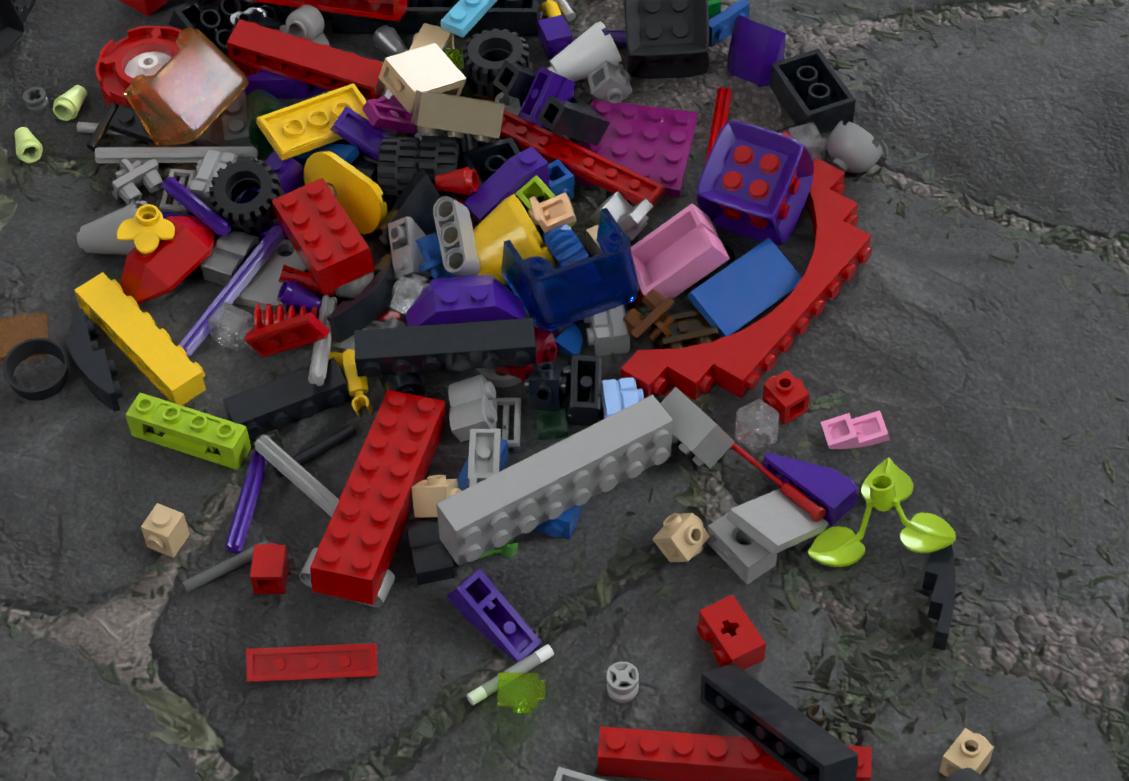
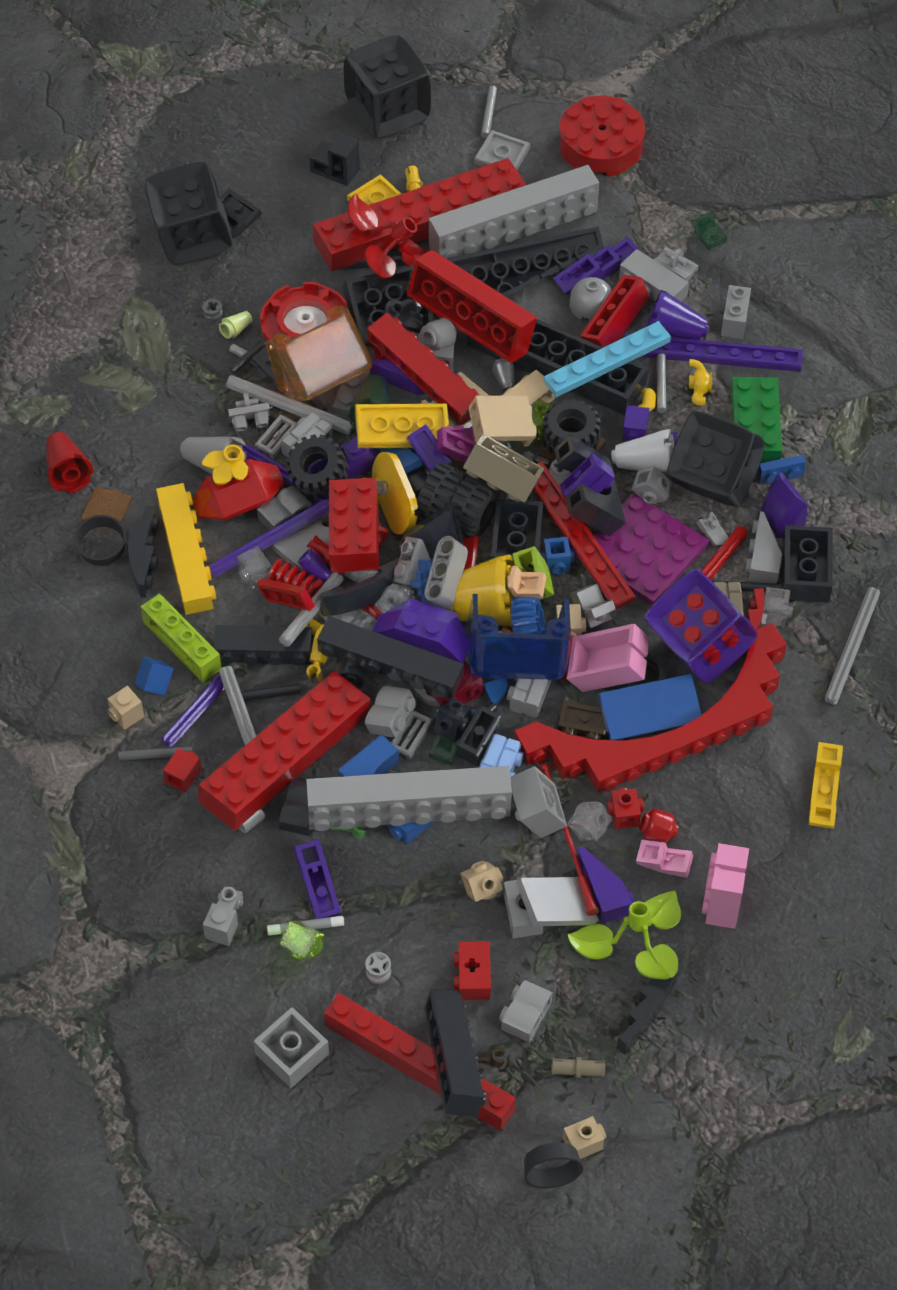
camera: 25 degrees right, 5 degrees up
(27, 145) = (185, 348): yellowish green cone -> none
(178, 484) = (153, 676): none -> blue panel
(196, 206) = (278, 457): dark purple axle -> none
(312, 662) = (175, 852): red hinge -> none
(412, 705) = (222, 917): none -> light grey brick
(430, 492) = (321, 766): tan brick -> none
(459, 181) = (476, 526): red cone -> none
(483, 454) = (372, 754): light grey hinge -> none
(507, 181) = (512, 541): dark purple slope -> none
(659, 306) = (548, 702): reddish brown hips -> none
(694, 101) = (712, 529): none -> light grey piece
(763, 102) = (766, 553): none -> light grey slope
(815, 651) = (526, 1010): none -> light grey brick
(830, 400) = (658, 826): none -> red head
(852, 148) = (806, 627): light grey cylinder -> none
(903, 153) = (852, 646): none -> light grey axle
(909, 685) = (578, 1067): none -> dark tan pin
(948, 424) = (725, 885): none -> bright pink piece
(967, 291) = (825, 785): none -> yellow slope

